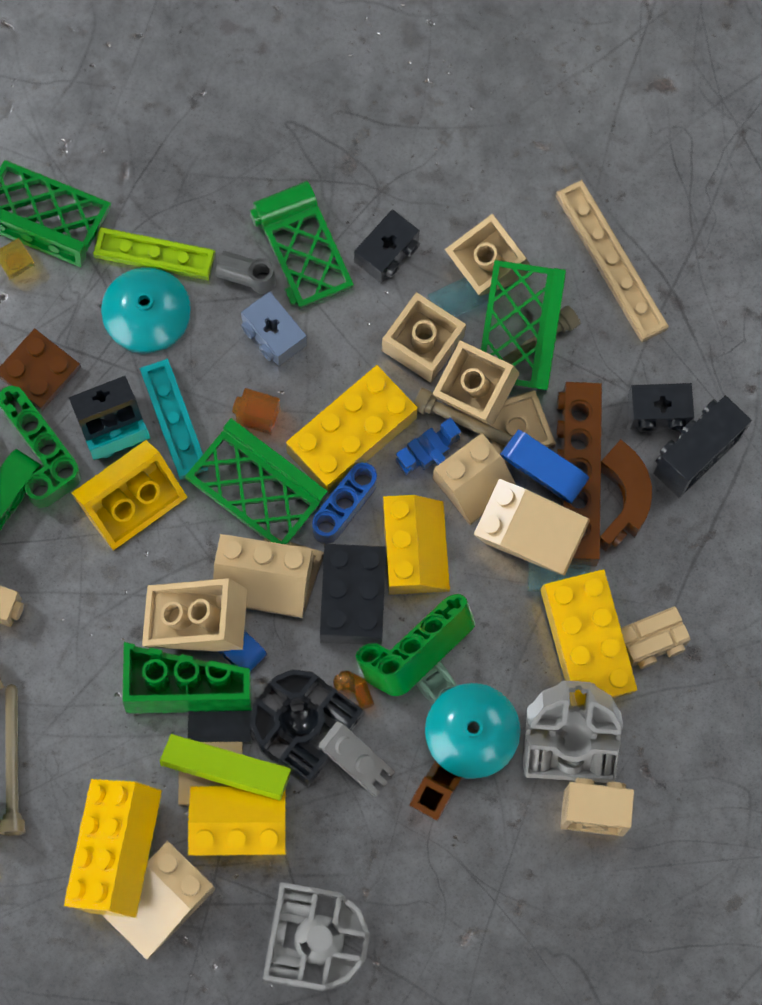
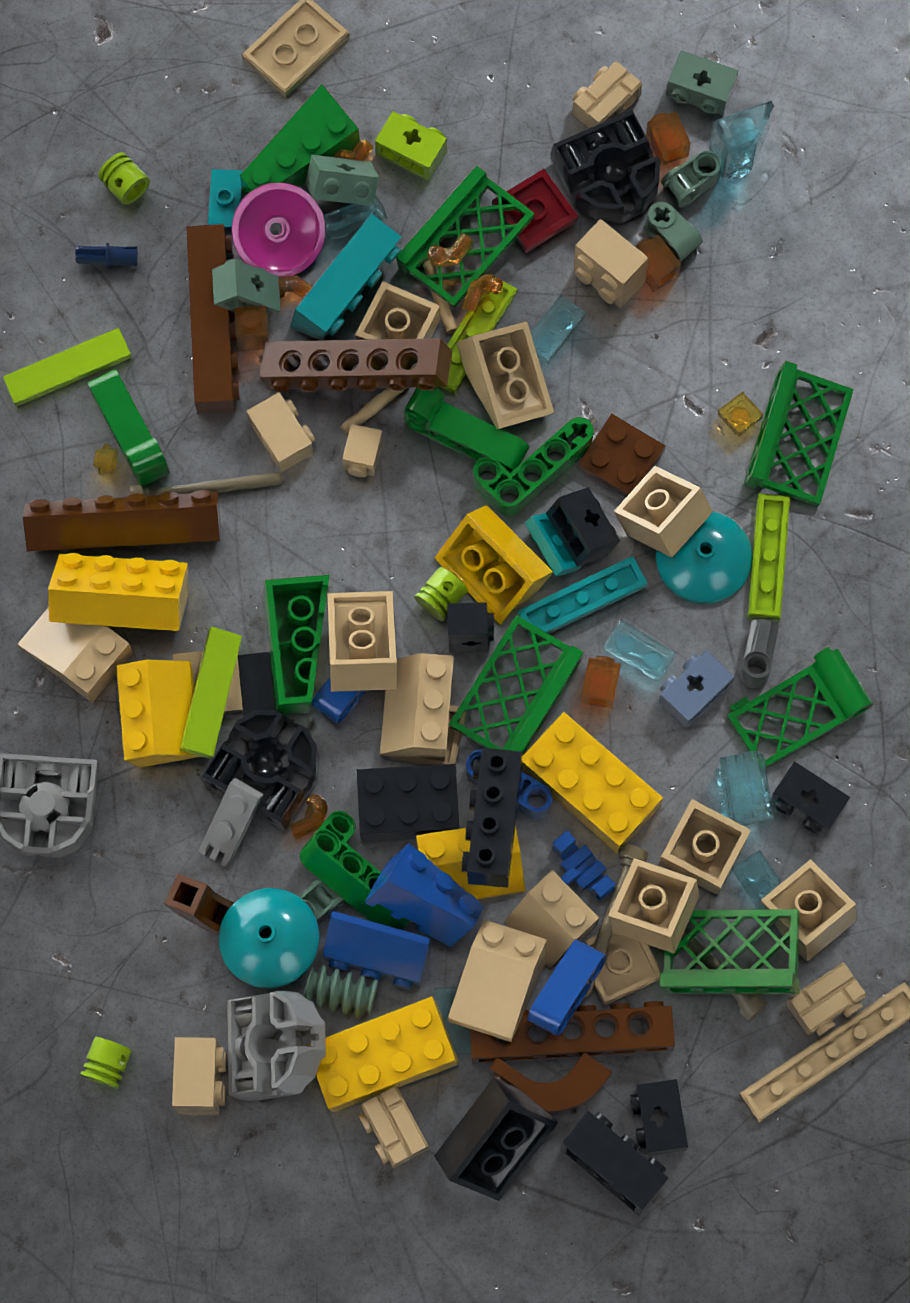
camera: 90 degrees right, 0 degrees up
(37, 842) = (122, 521): none -> reddish brown brick
(103, 332) = (663, 511): none -> tan brick
(153, 544) = (434, 597): none -> lime piece
(192, 519) = (469, 627): none -> black brick
(230, 374) = (639, 650): none -> clear light blue plate
(372, 297) = (745, 788): none -> clear light blue brick
(384, 509) = (494, 817): none -> black brick
(447, 583) = (426, 896): none -> blue wedge
(492, 635) = (376, 950): none -> blue slope
(524, 670) = (341, 991): none -> sand green piece
(565, 250) = (827, 999): none -> tan brick
(573, 897) = (106, 1062): none -> lime piece
(674, 547) = (495, 1140): none -> black slope

